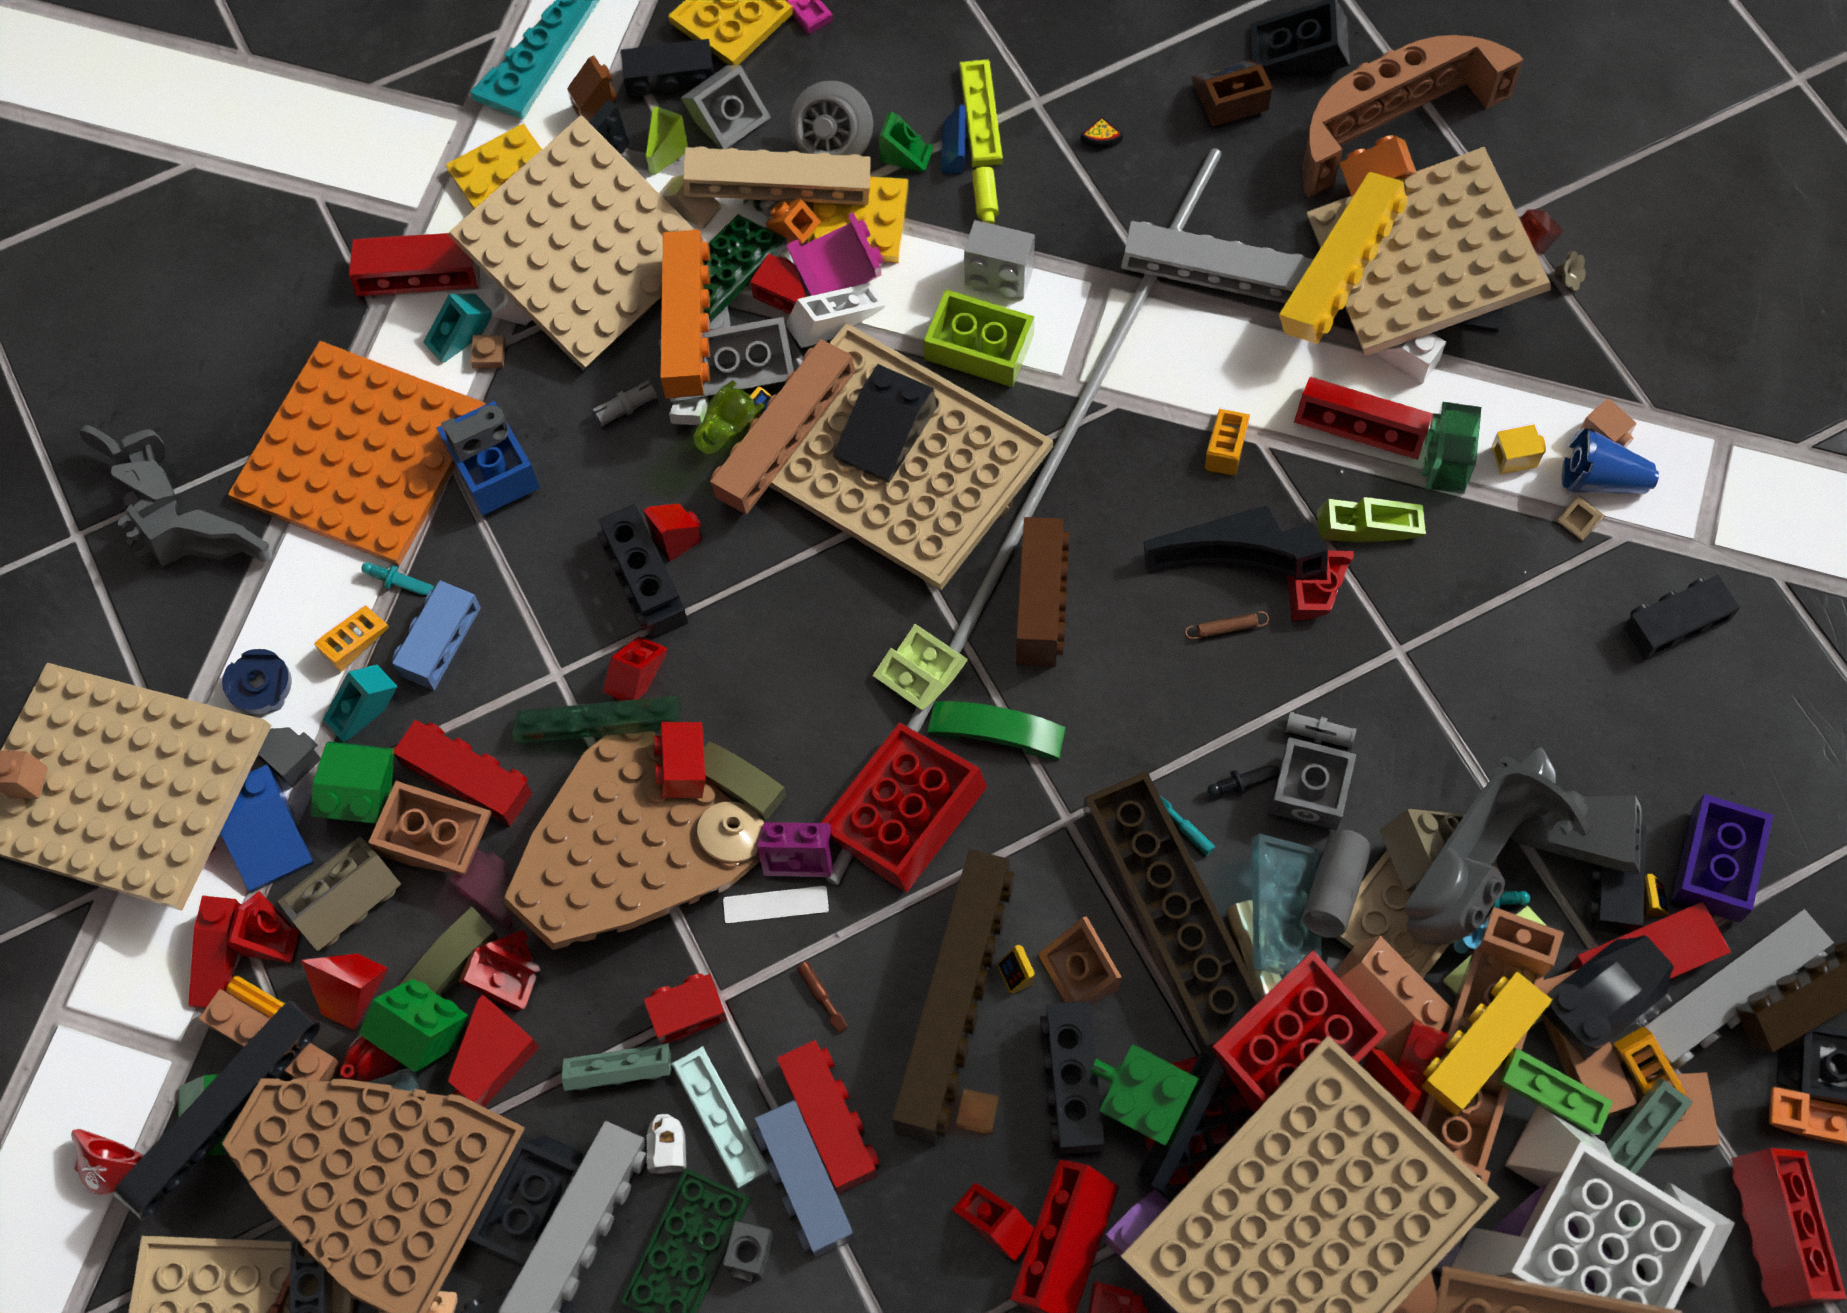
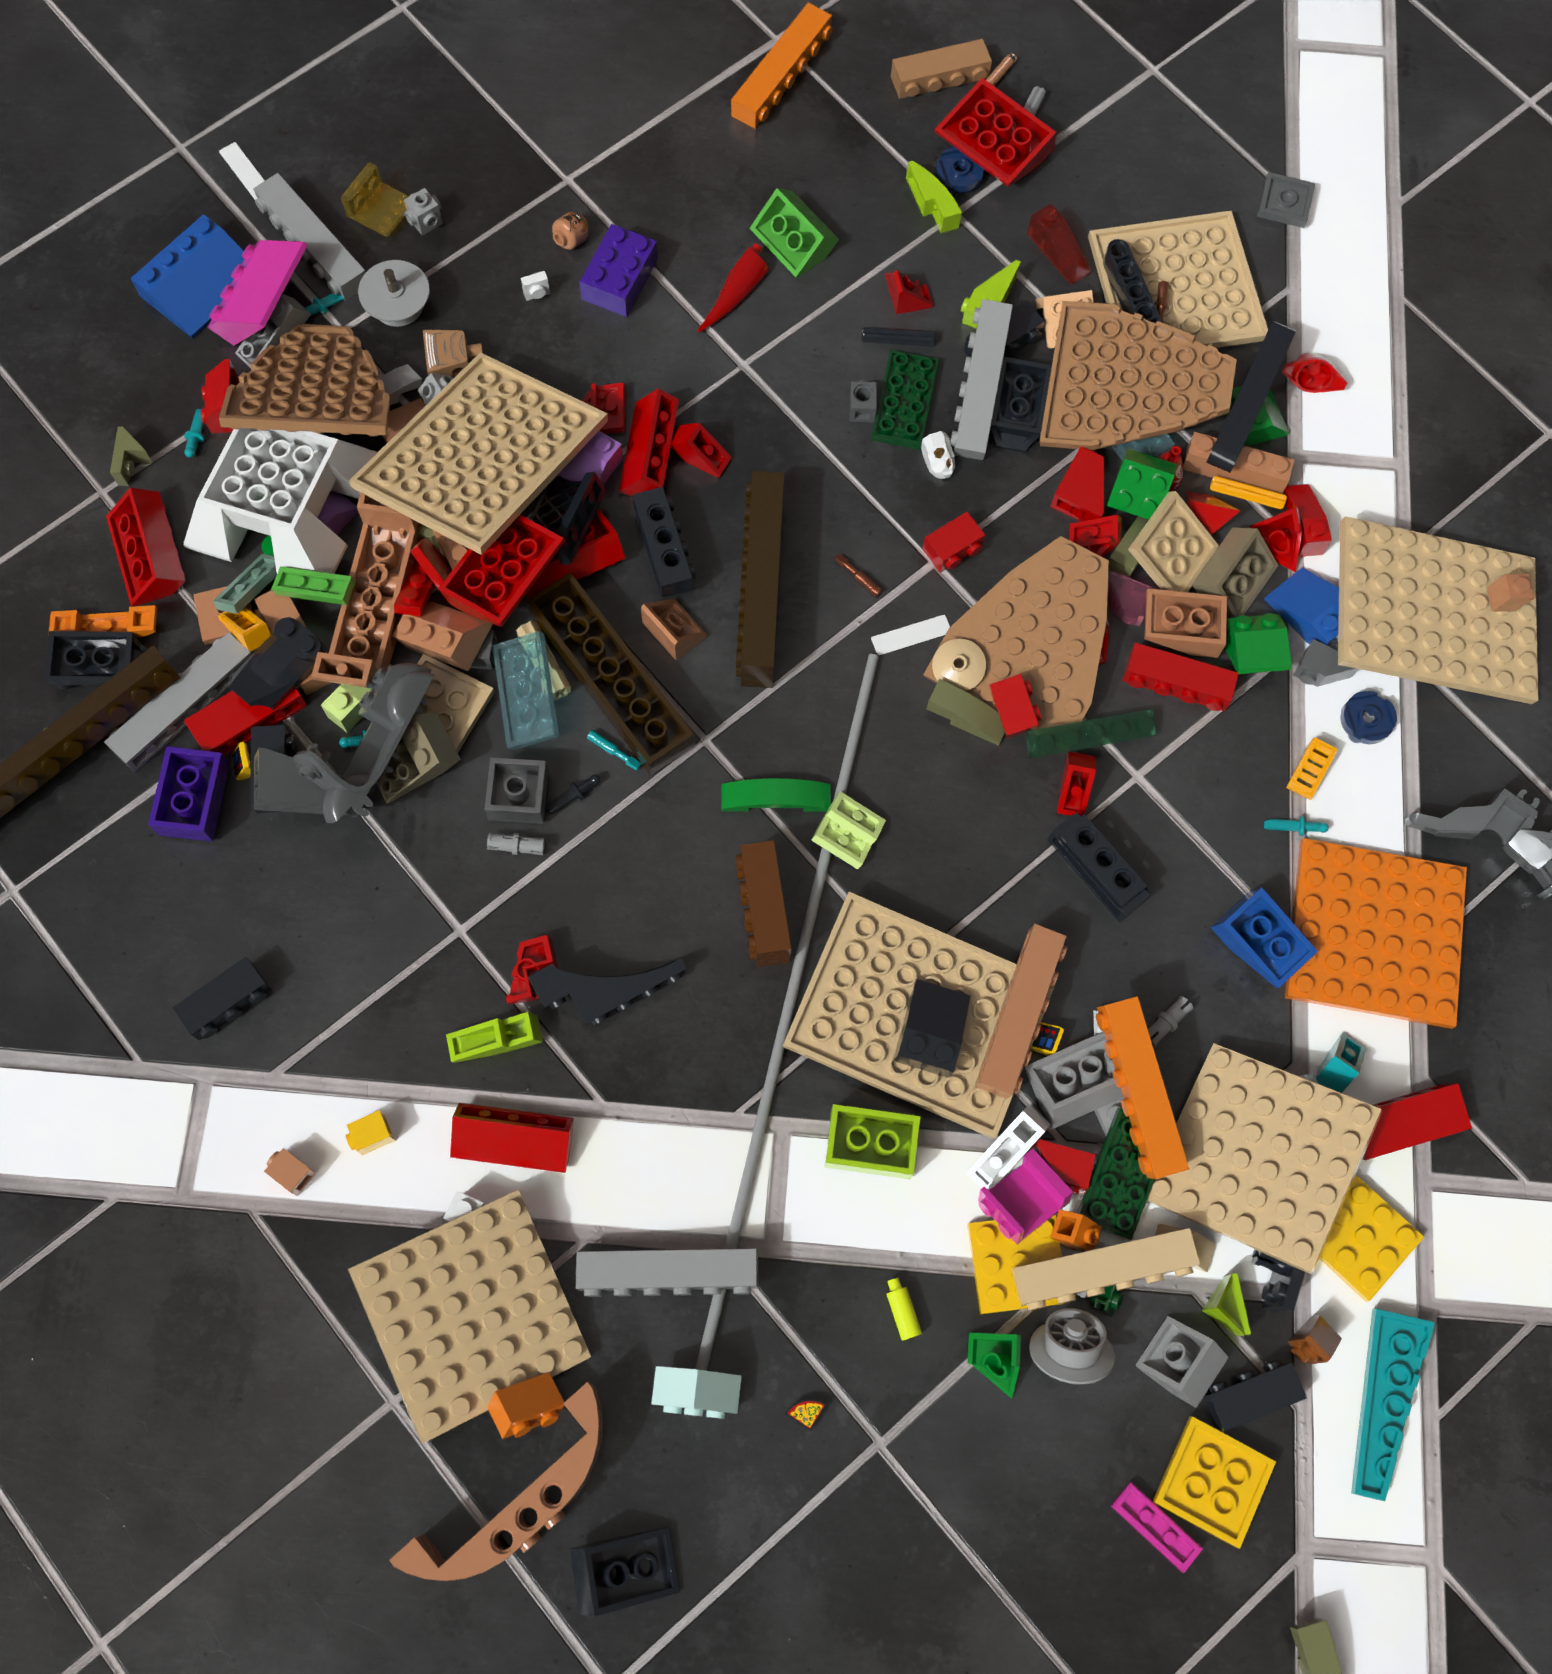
camera: 160 degrees right, 5 degrees up
(359, 701) = (1280, 717): teal slope -> none
(406, 930) = (1173, 545): none -> tan plate
(436, 635) = (1245, 780): medium blue brick -> none
(476, 432) = (1279, 939): dark grey leg -> none
(488, 351) = (1305, 1049): medium nougat plate -> none
(616, 1067) = (991, 495): sand green plate -> none
(672, 529) = (1085, 902): red slope -> none
(720, 1118) = (907, 483): light aqua tile -> none
(728, 415) = (1068, 1000): clear neon green piece -> none
(795, 849) = (908, 665): magenta bracket -> none
(804, 1178) = (837, 451): sand blue brick -> none
(827, 1116) = (832, 492): red brick -> none
(904, 806) = (834, 713): red slope -> none
(954, 141) = (948, 1369): blue slope -> none
(977, 1111) = (728, 520): clear orange plate -> none
(980, 113) = (931, 1415): neon yellow tile -> none
(999, 259) = (873, 1224): light grey brick -> none
(1016, 970) = (719, 617): slope -> none
(1146, 1093) = (608, 521): green plate -> none
(1207, 154) = (696, 1391): none -> light aqua brick
(1222, 459) = (630, 1070): light orange slope -> none
(1227, 625) = (604, 921): nougat piece -> none
(1233, 91) = (686, 1491): reddish brown slope -> none
(1336, 883) = (488, 723): light grey piece -> none
(1343, 258) = (547, 1283): yellow brick -> none
(1451, 447) = (428, 1111): clear green brick -> none
(1486, 1043) = (365, 602): yellow brick -> none
(1540, 229) = (365, 1371): clear red brick -> none
(1572, 271) = (329, 1340): dark tan plant -> none
(1580, 517) = (310, 1083): tan slope -> none
(1606, 467) = (293, 1125): blue cone -> none

